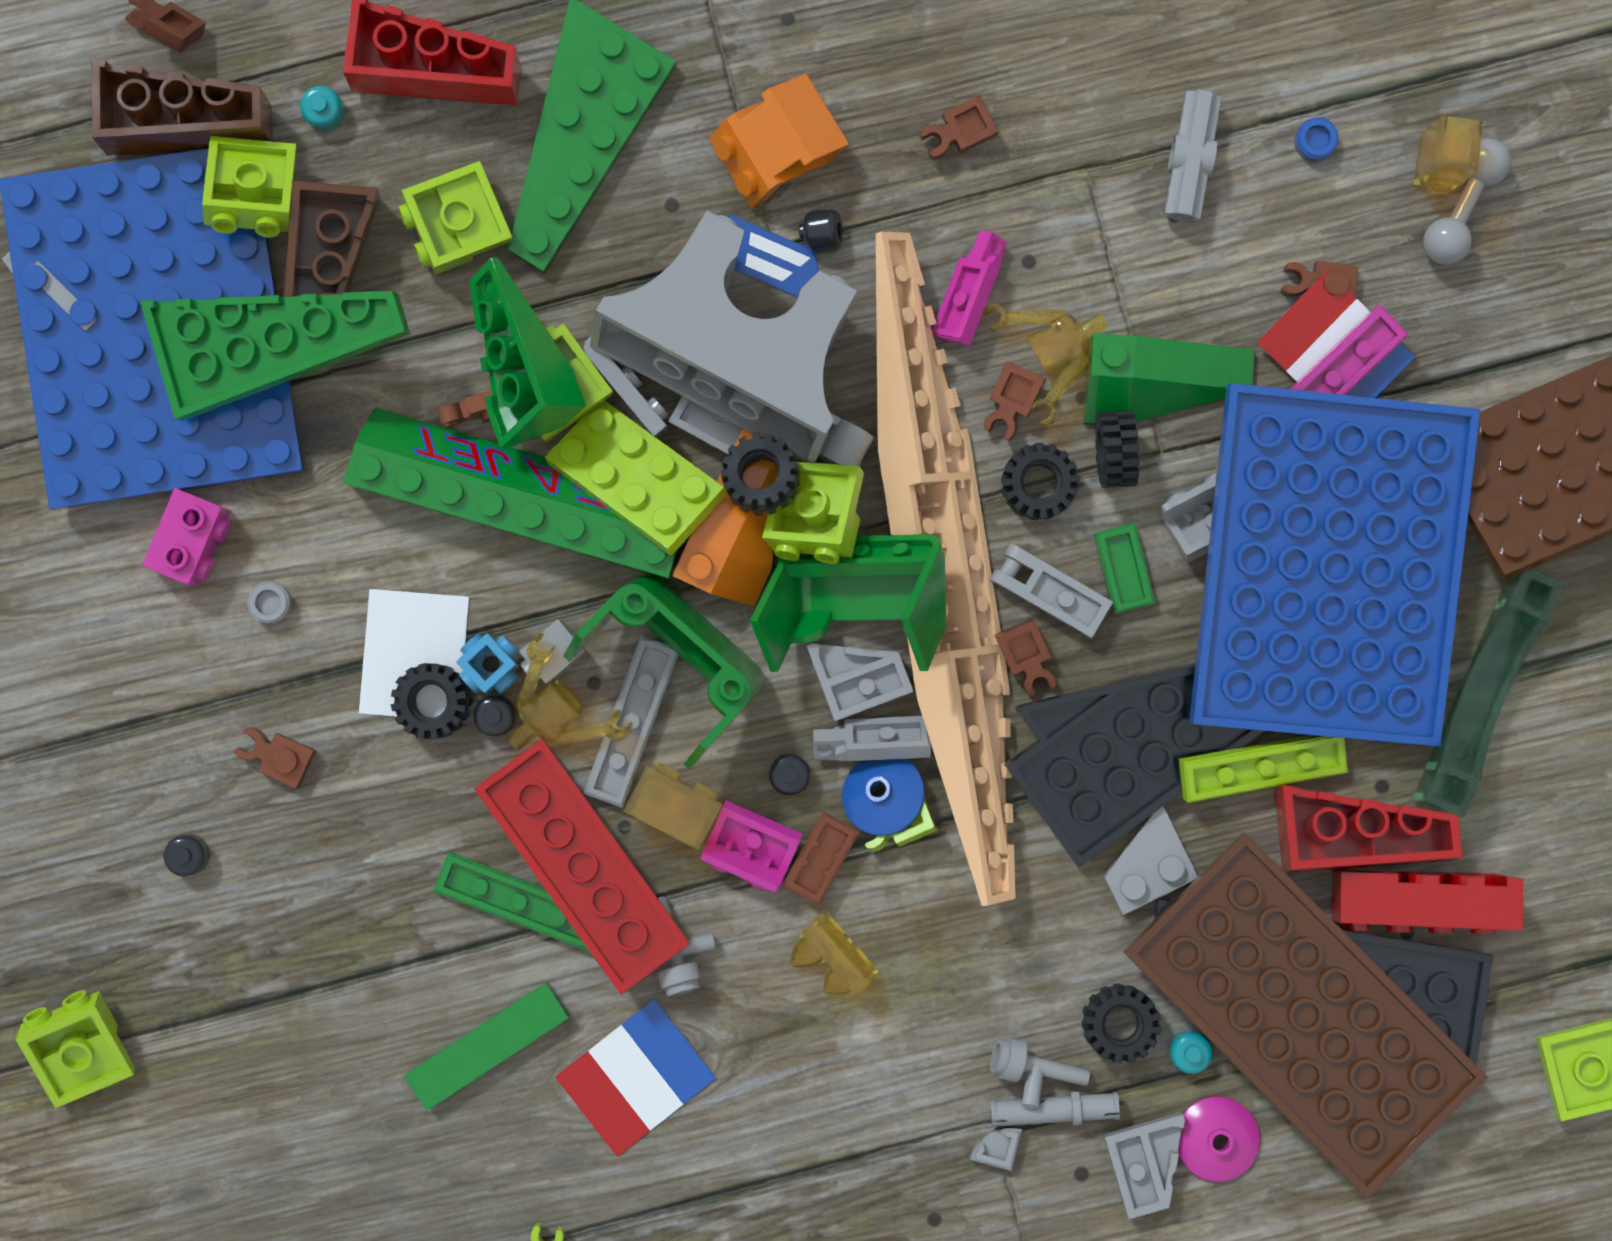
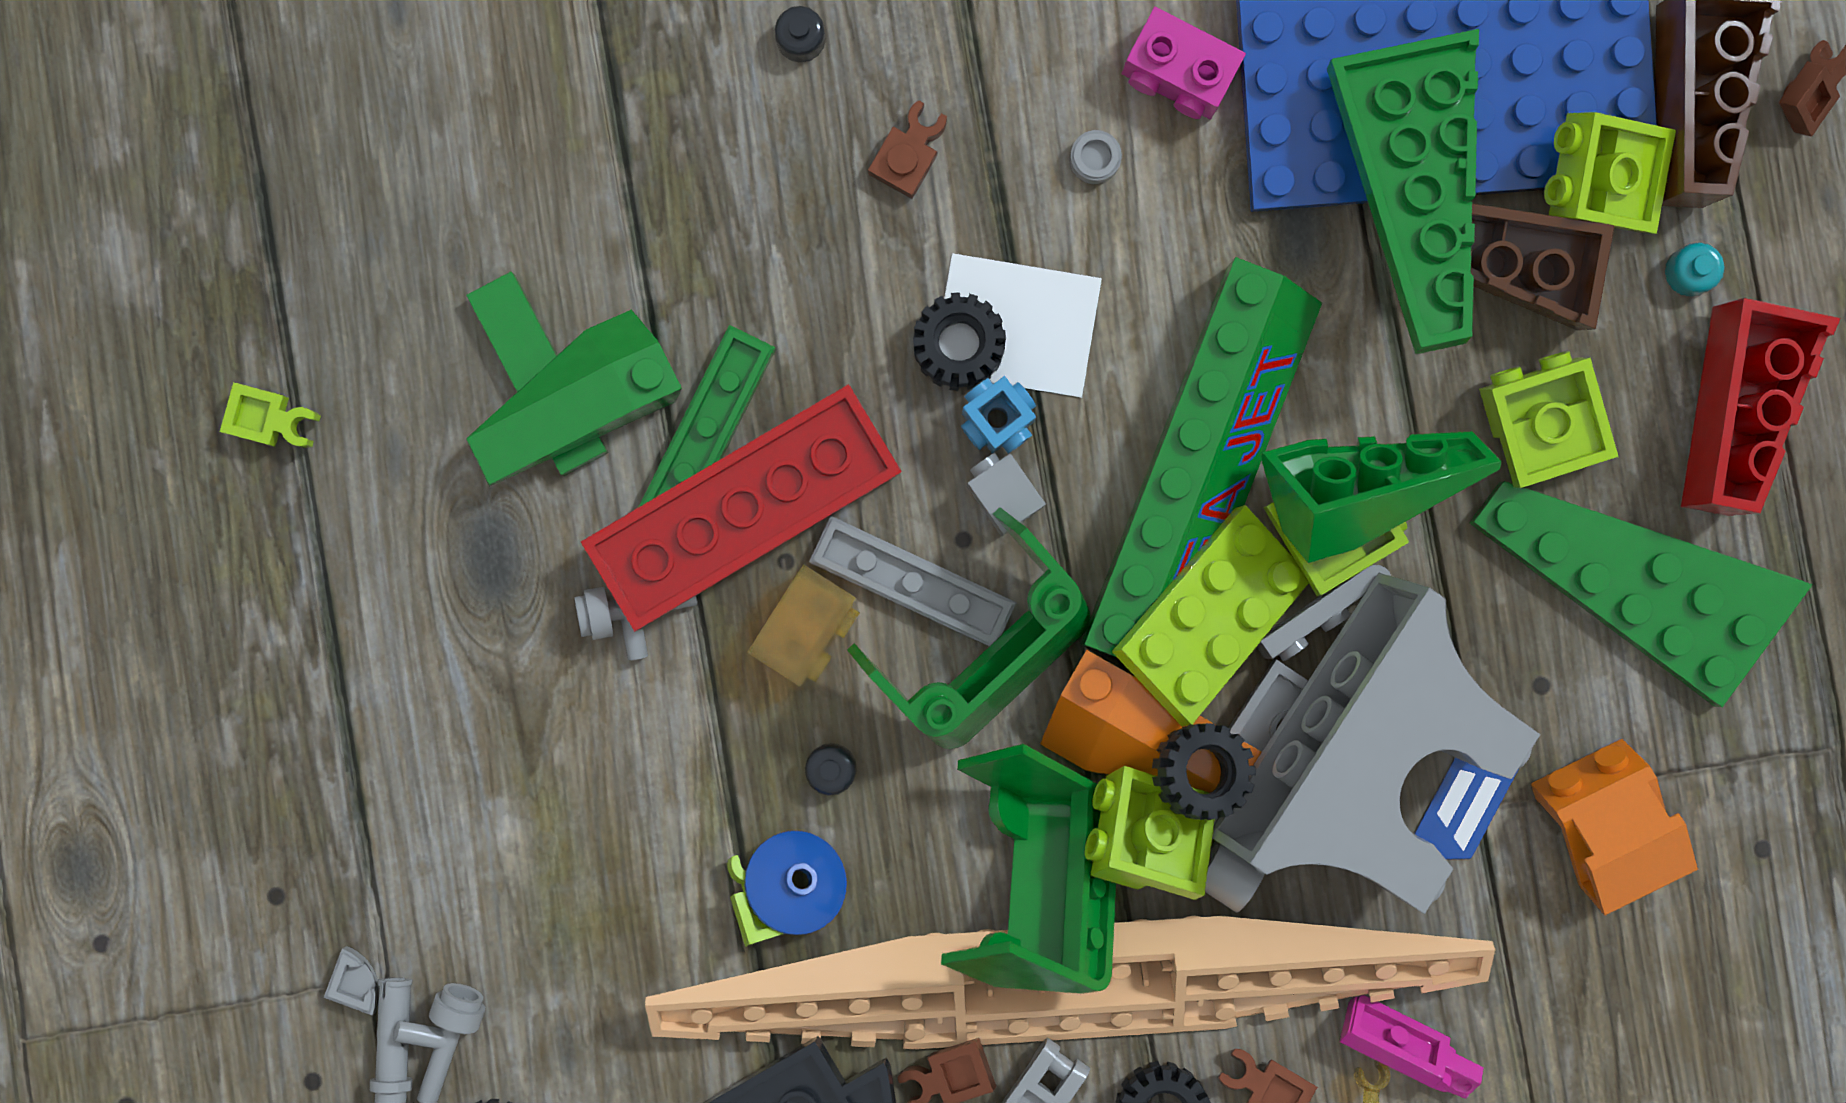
camera: 95 degrees right, 0 degrees up
(470, 408) = (1312, 420): copper plate -> none
(495, 715) = (934, 417): black piece -> none
(497, 1003) = (586, 391): none -> green wedge
(555, 708) = (936, 491): clear yellow piece -> none
(635, 1077) = (482, 552): sticker -> none
(751, 847) = (746, 715): dark pink bracket -> none
(820, 858) = (725, 798): copper plate -> none
(822, 230) = (1497, 869): black piece -> none
(826, 941) = (622, 797): clear yellow tile -> none
(858, 677) = (941, 864): light grey wing -> none
(873, 740) = (863, 877): light grey hinge -> none
(965, 126) = (1613, 1059): copper plate -> none

